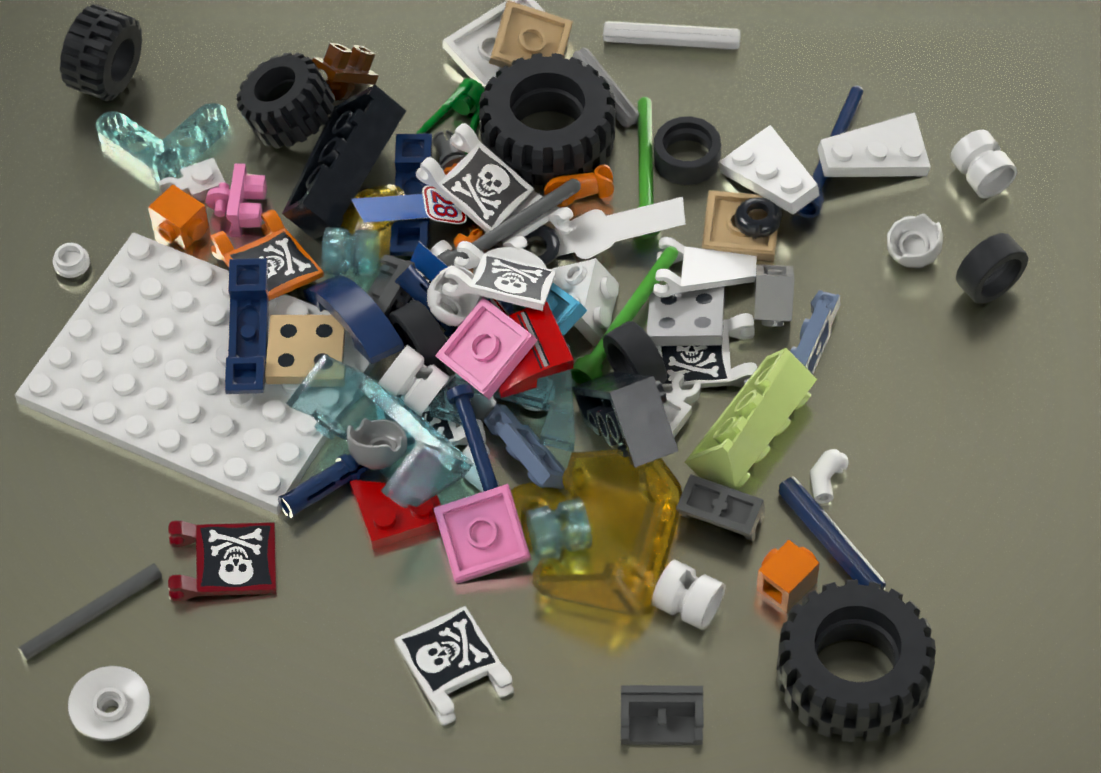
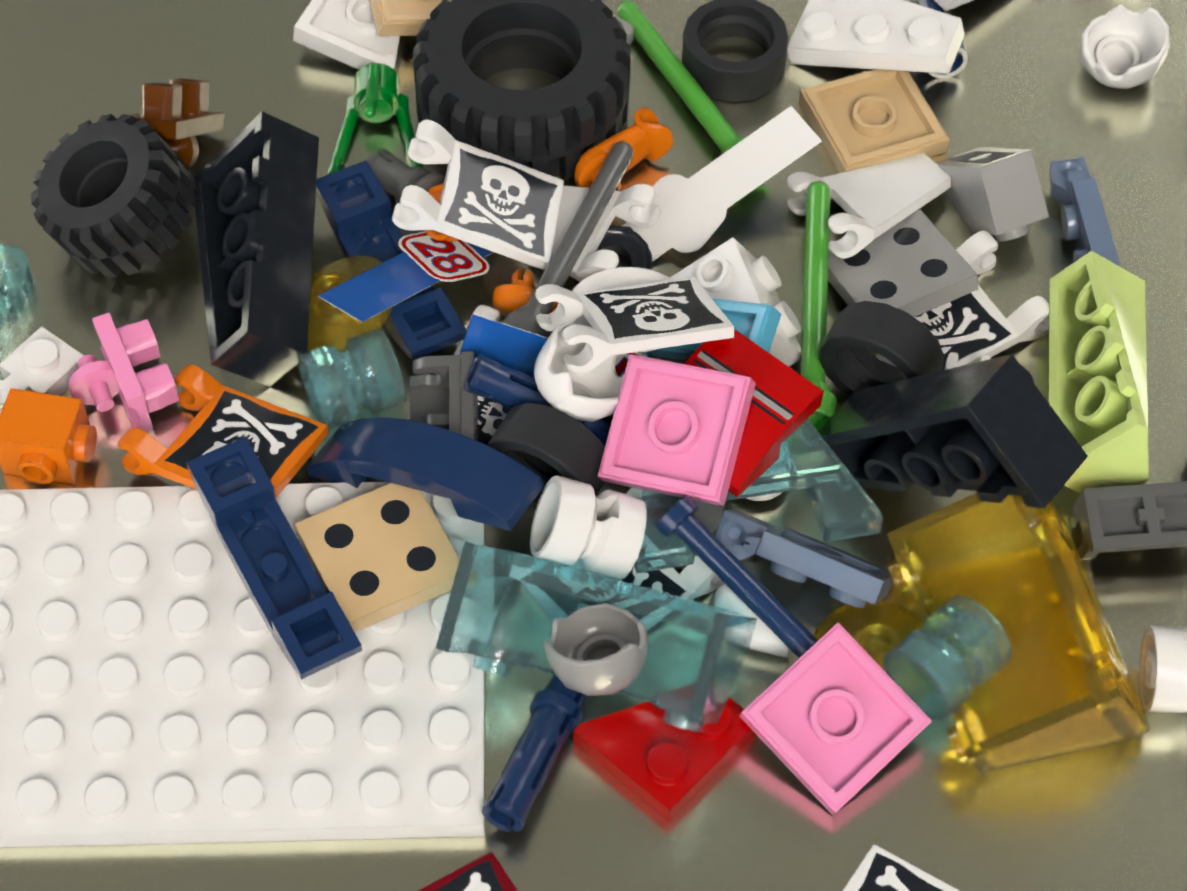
camera: 30 degrees left, 0 degrees up
(762, 227) = (897, 113): black piece -> none

